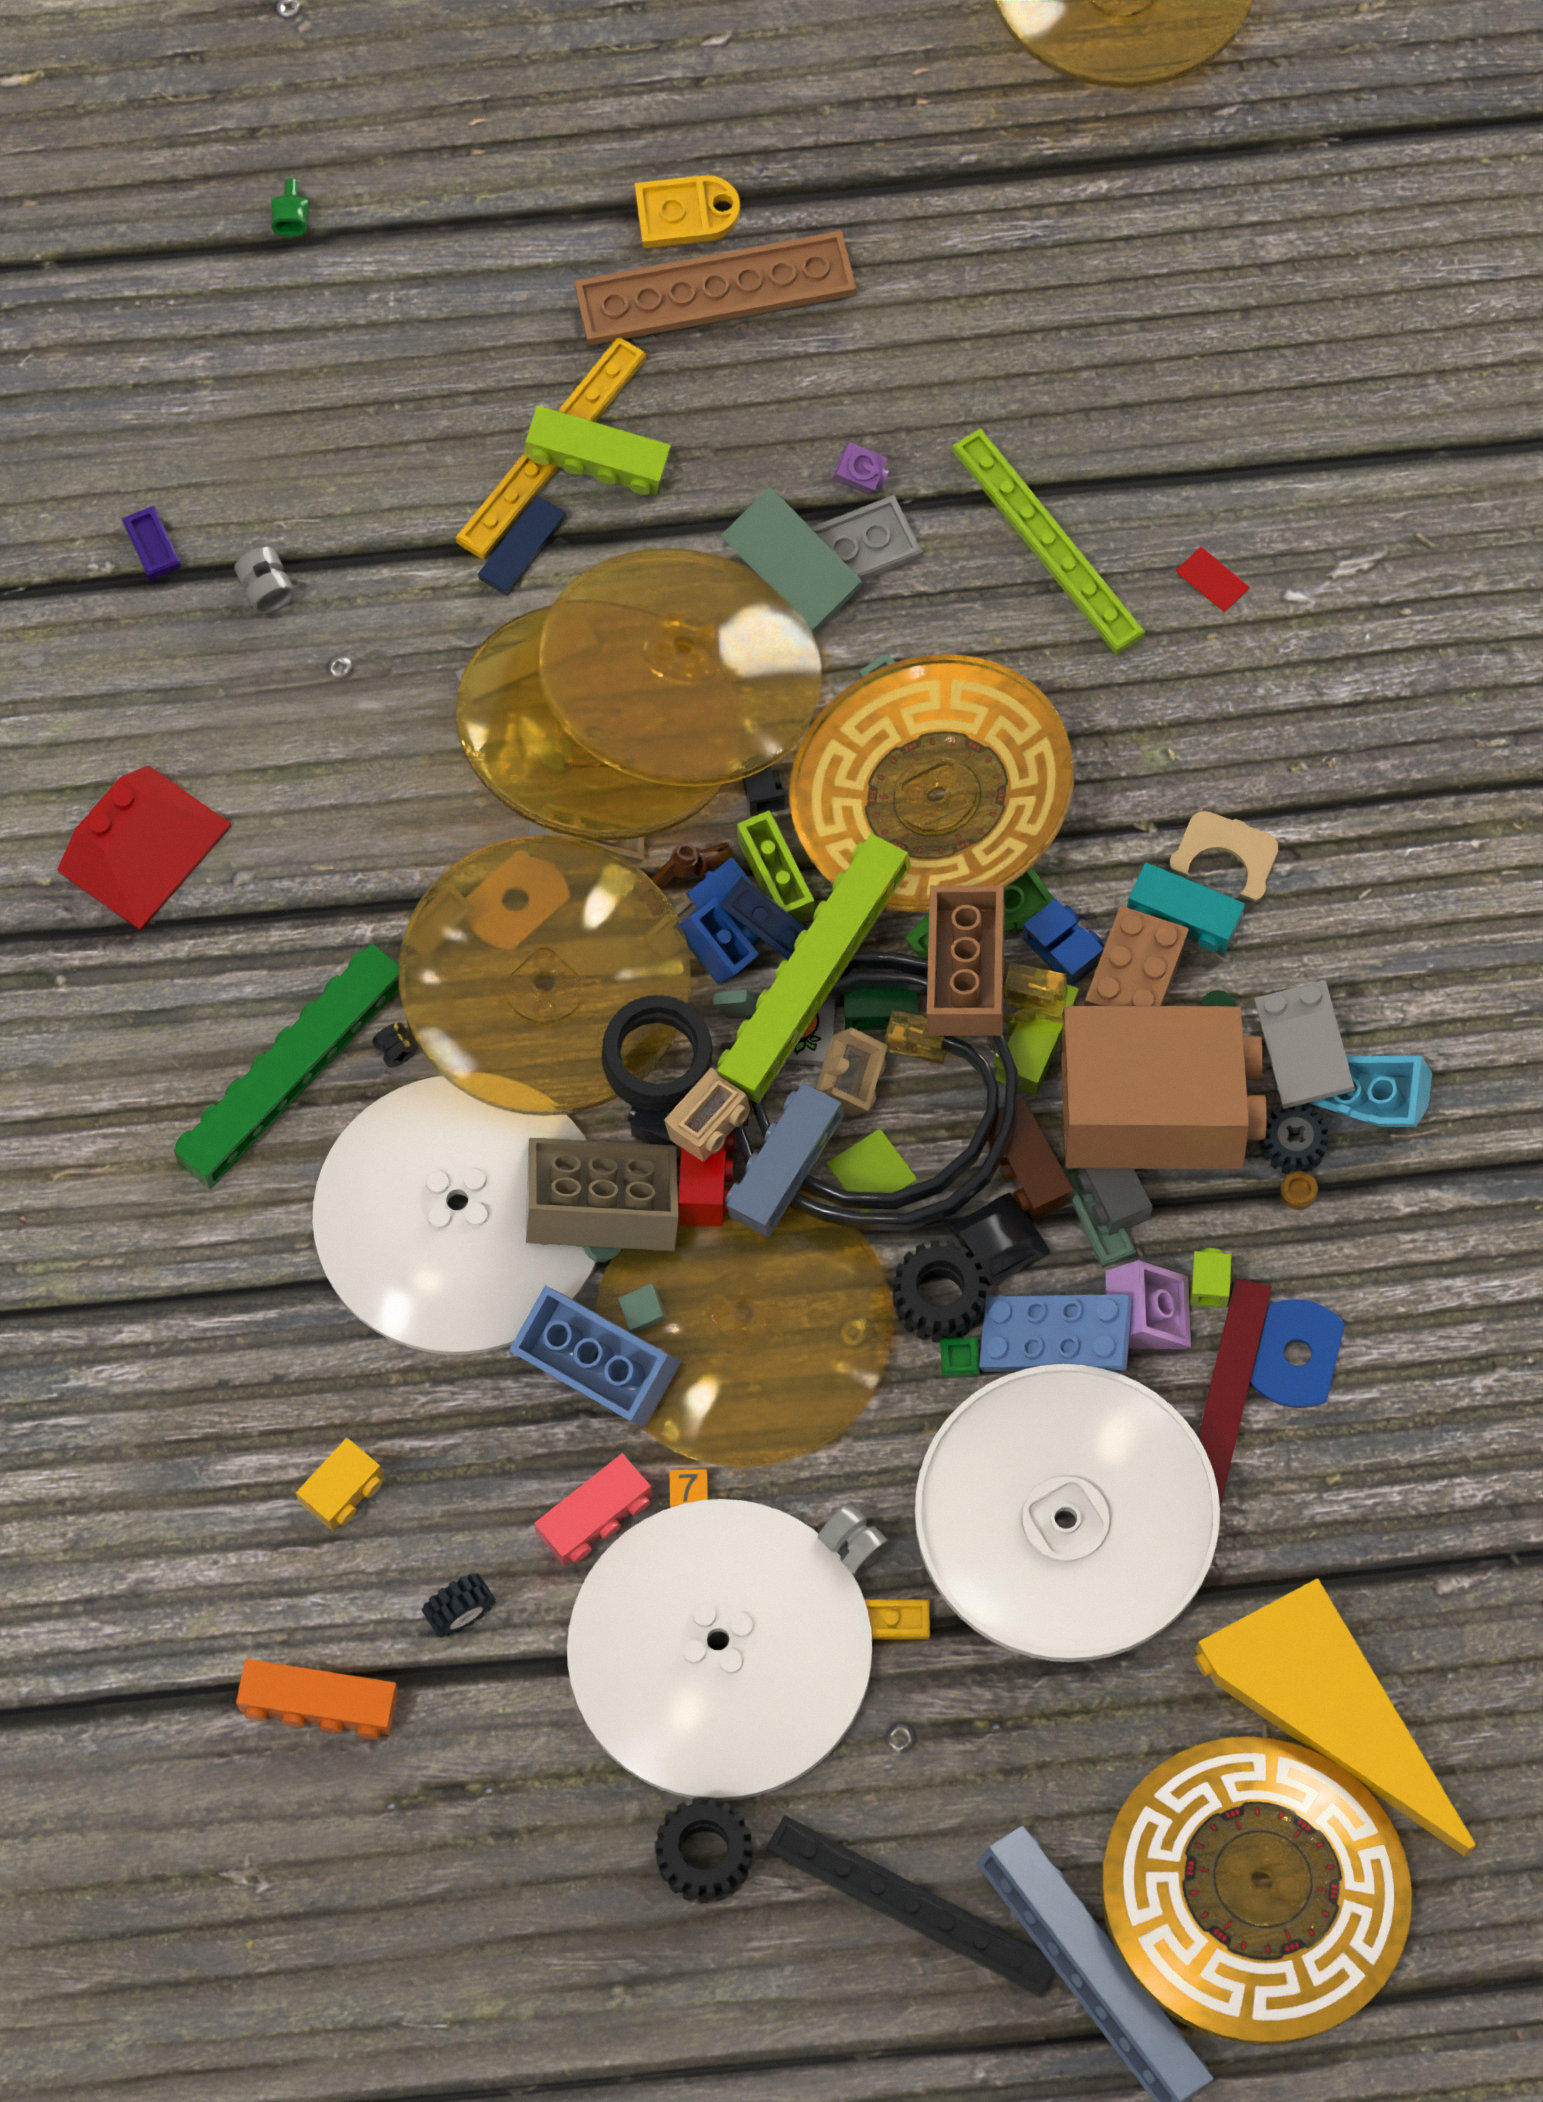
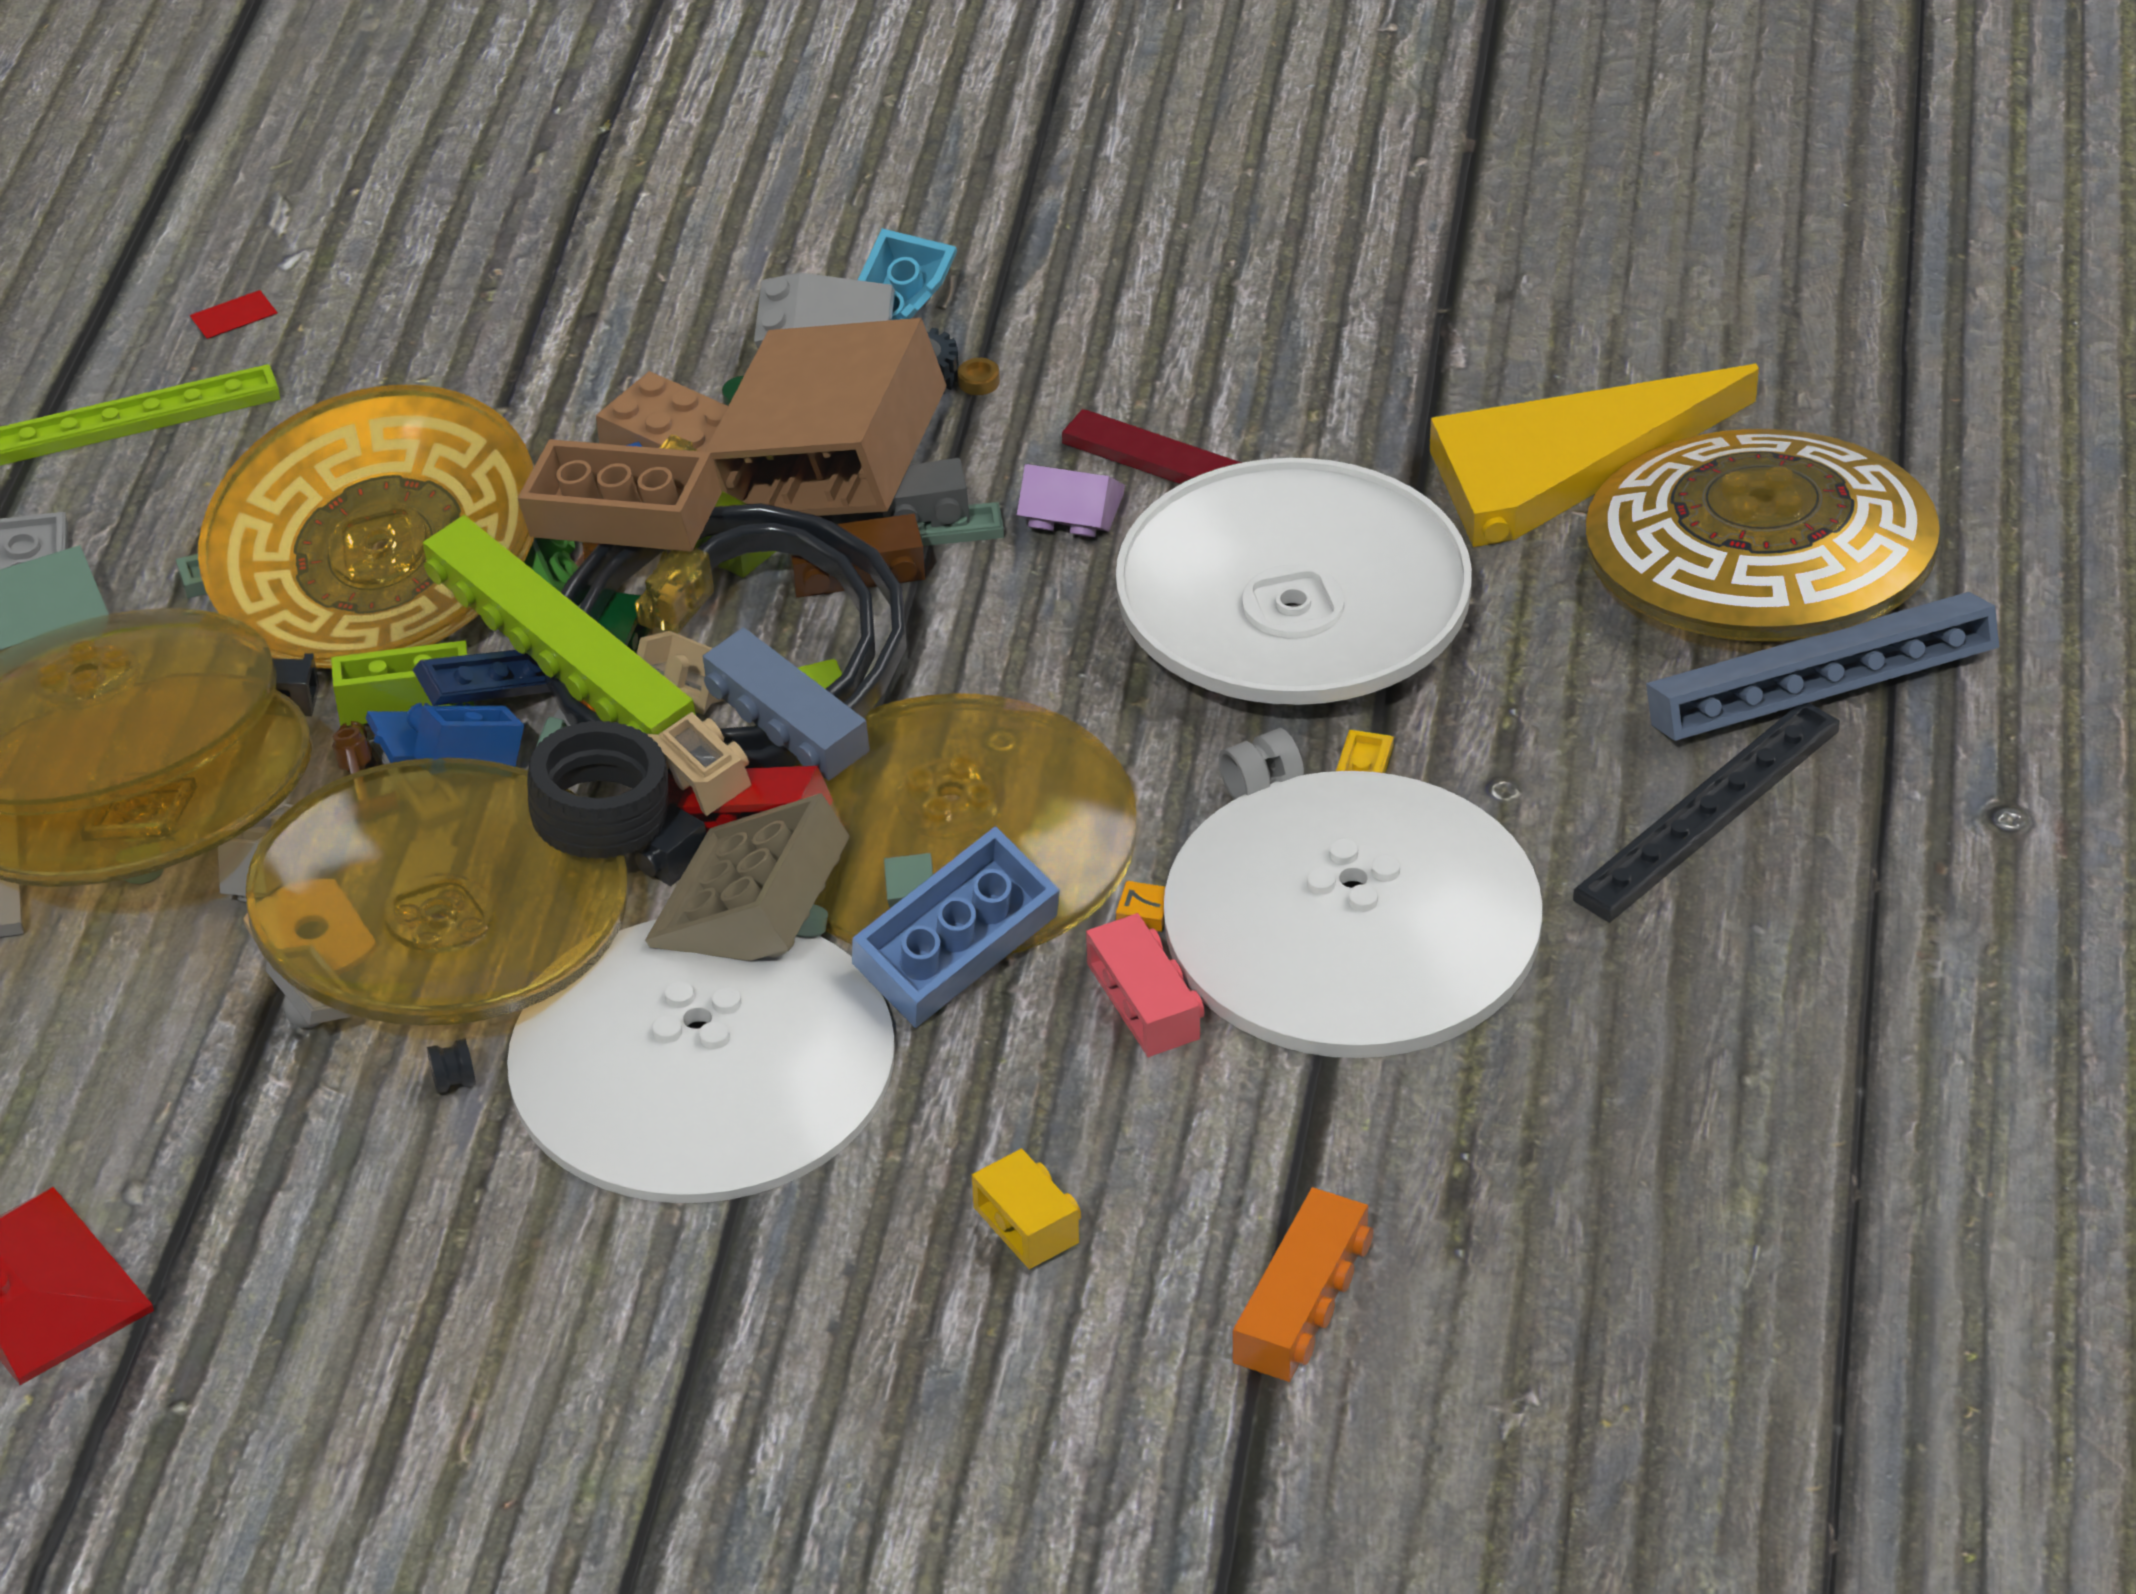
camera: 75 degrees left, 25 degrees down
(288, 1066) = (431, 1175): green brick -> none
(458, 1605) = (1228, 1114): black wheel -> none
(699, 1818) = (1603, 953): black tyre -> none
(946, 1263) = (987, 643): black tyre -> none
(959, 1357) = (1067, 658): green tile -> none
(1000, 1238) = (944, 597): black slope -> none
(1055, 1330) = (1075, 561): medium blue plate -> none
(1206, 913) = (604, 381): teal brick -> none
(1210, 1278) = (1056, 443): lime brick -> none
(1213, 832) = (534, 364): tan piece -> none
(1292, 1384) = (1197, 417): blue piece -> none

